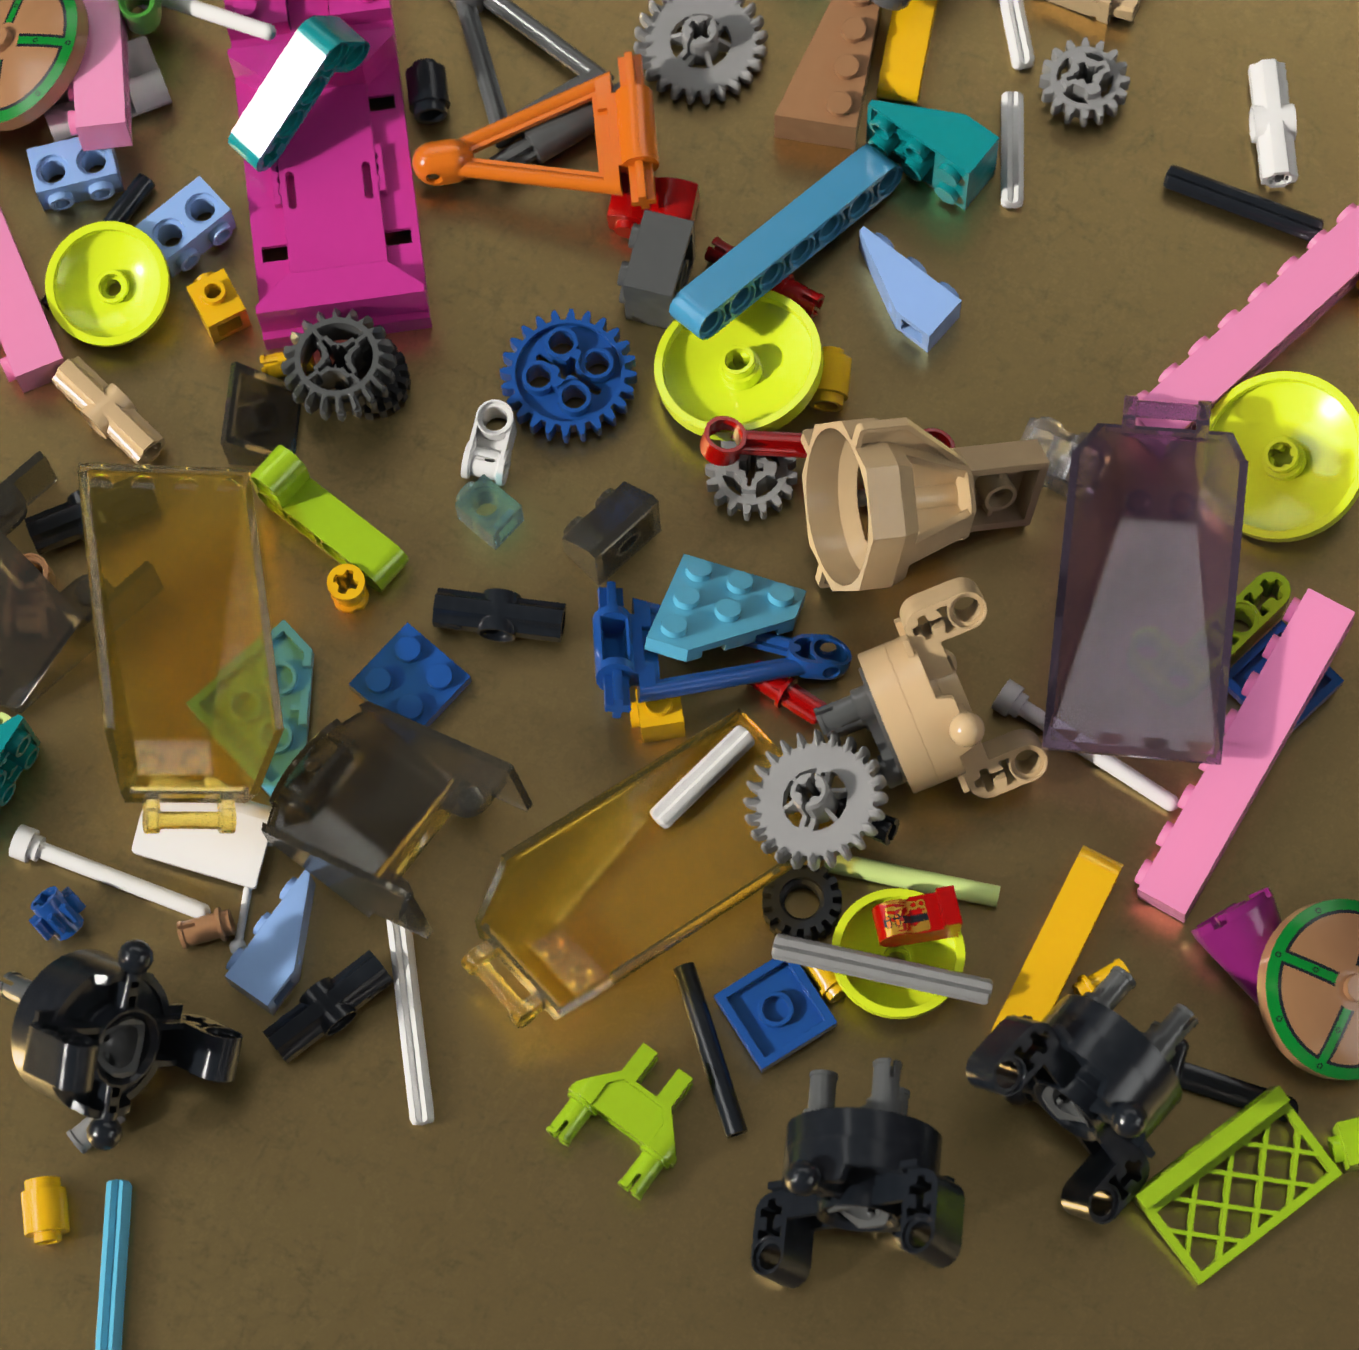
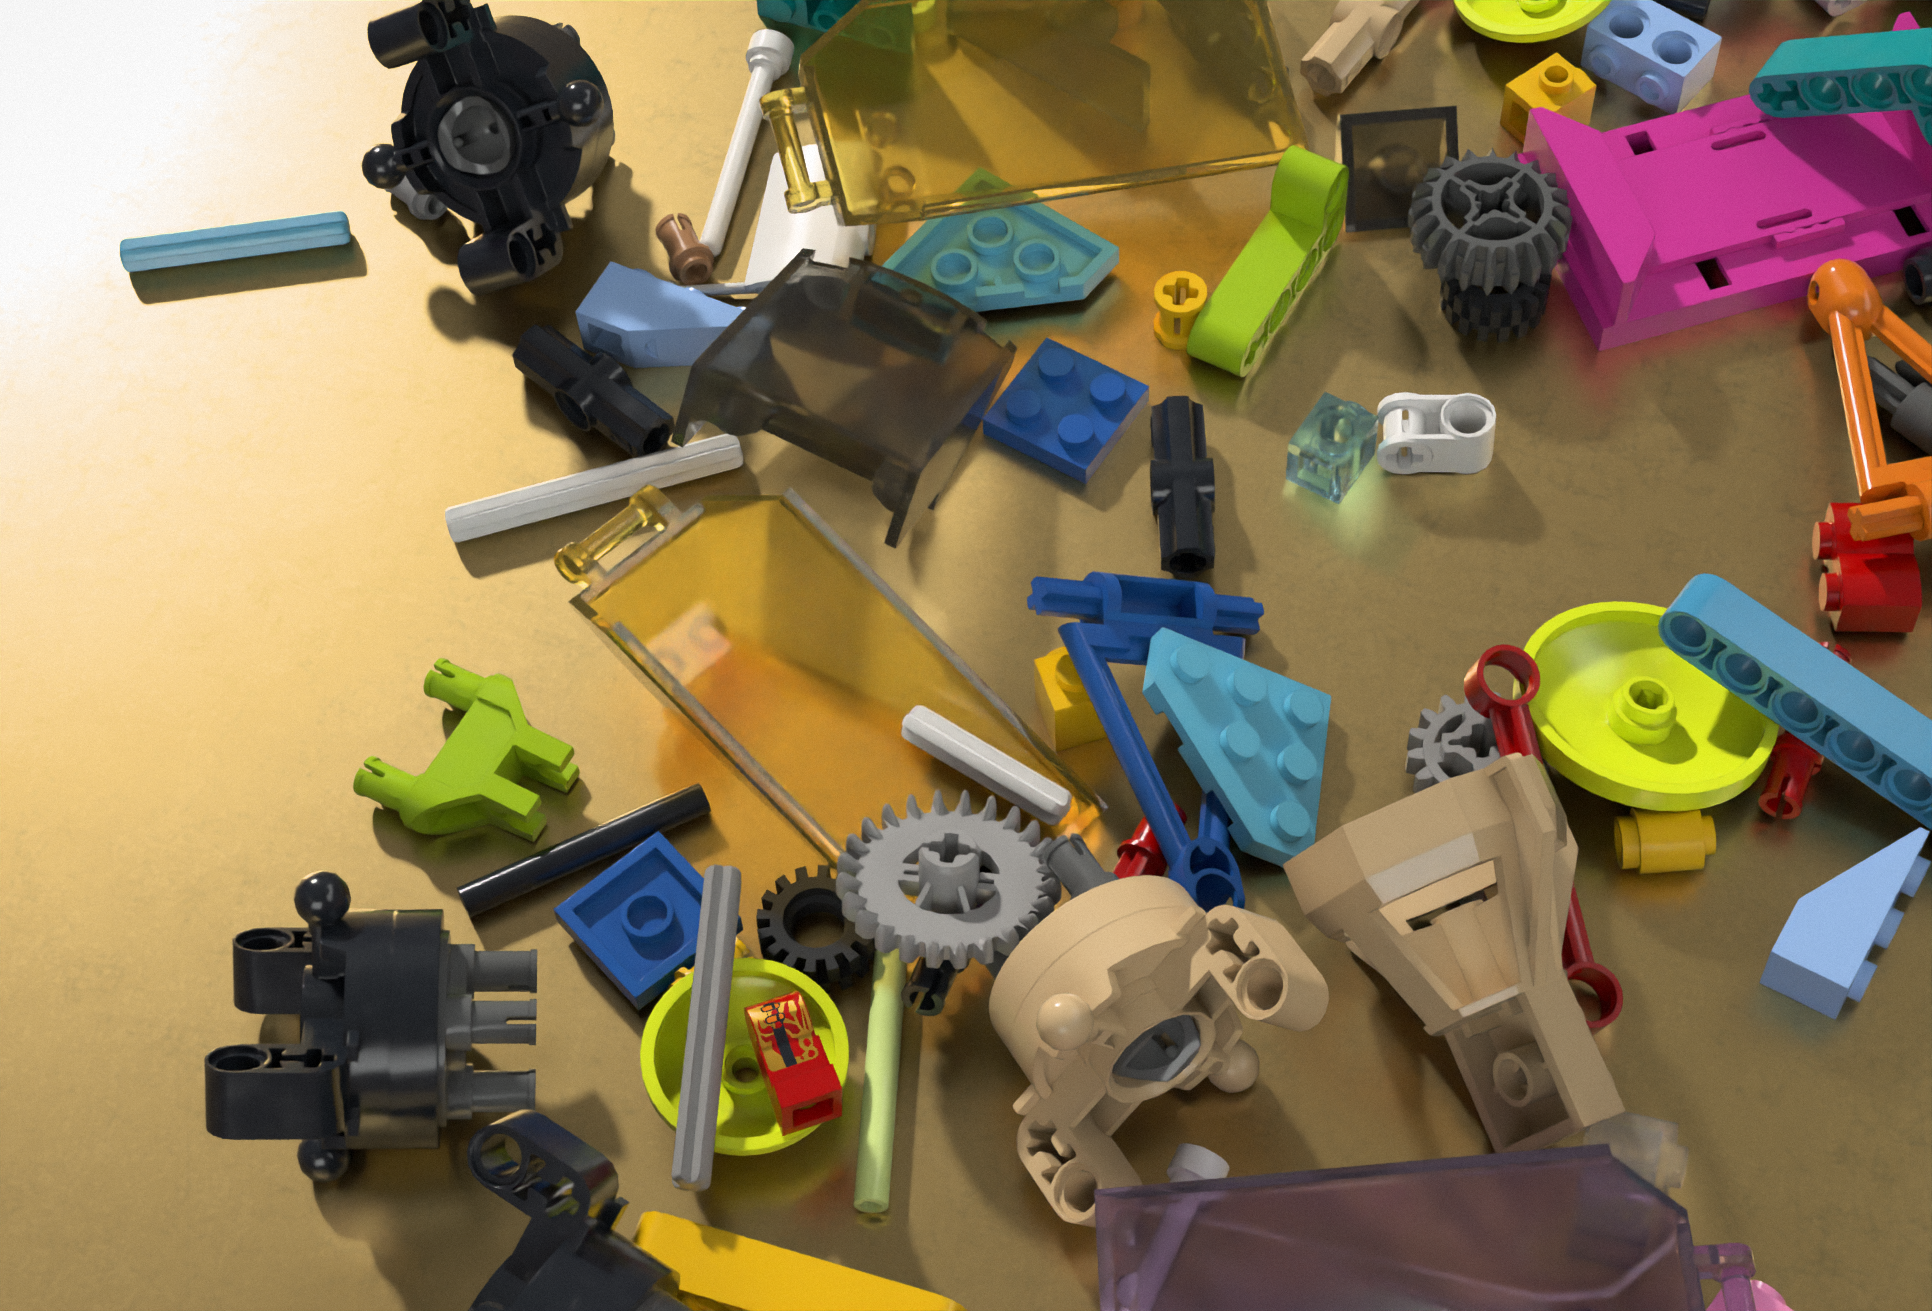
camera: 80 degrees right, 15 degrees down
(45, 1210) = (301, 156): yellow brick -> none
(57, 913) = (679, 94): blue gear -> none
(547, 403) = (1622, 524): blue gear -> none
(612, 531) = (1333, 593): clear smoke slope -> none
(657, 267) = (1774, 556): dark grey brick -> none

